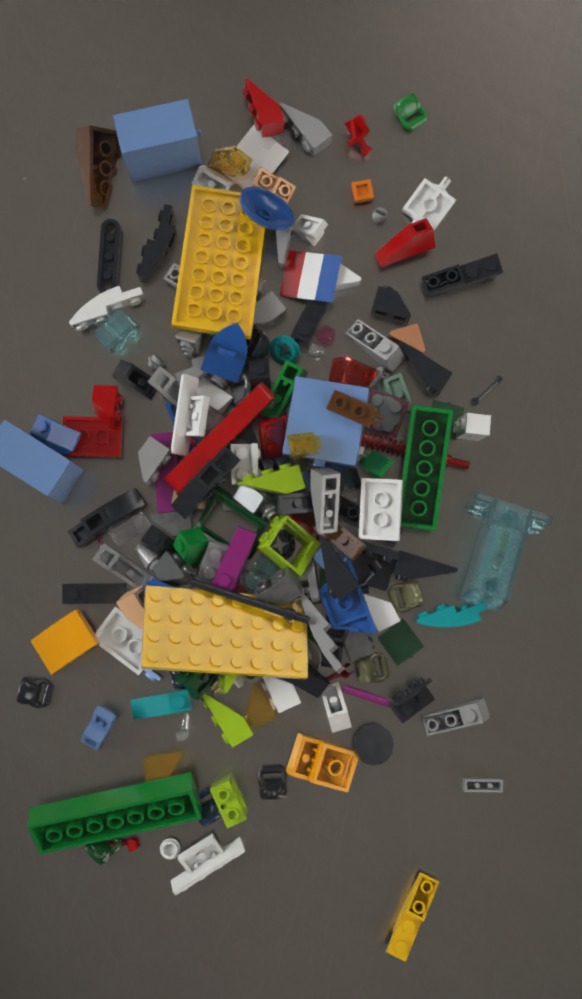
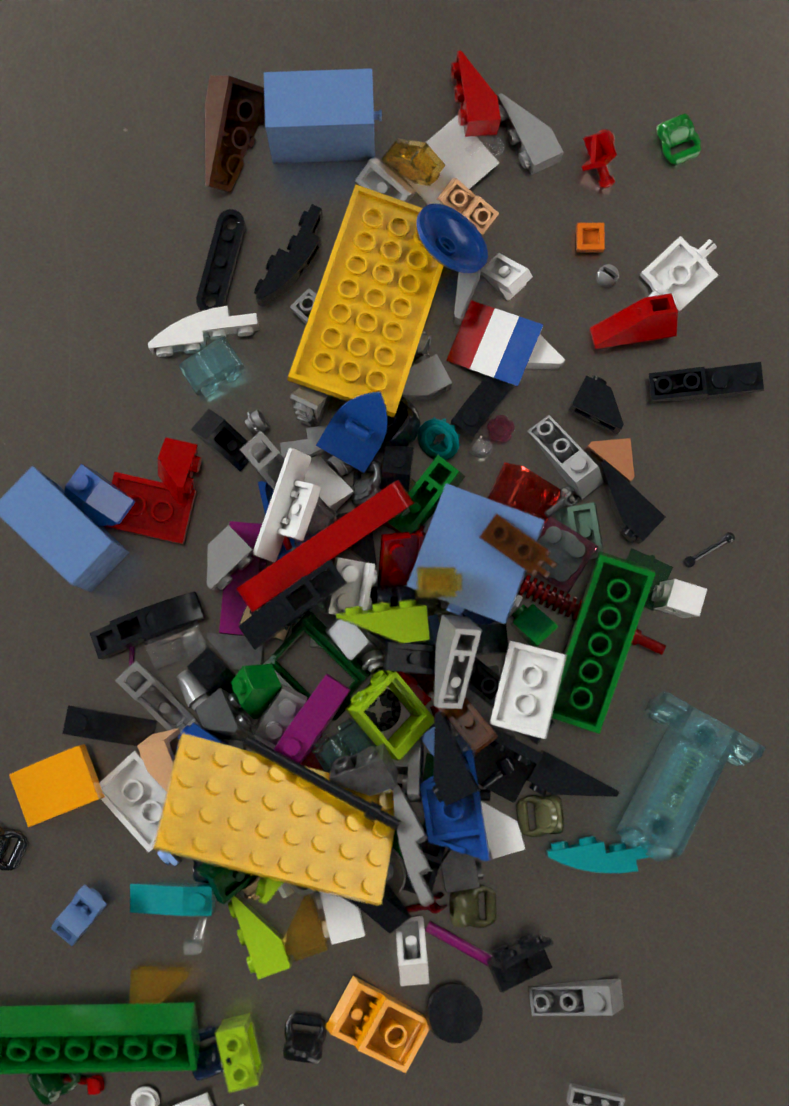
camera: 10 degrees right, 0 degrees up
(400, 642) = (520, 877): clear green piece -> none

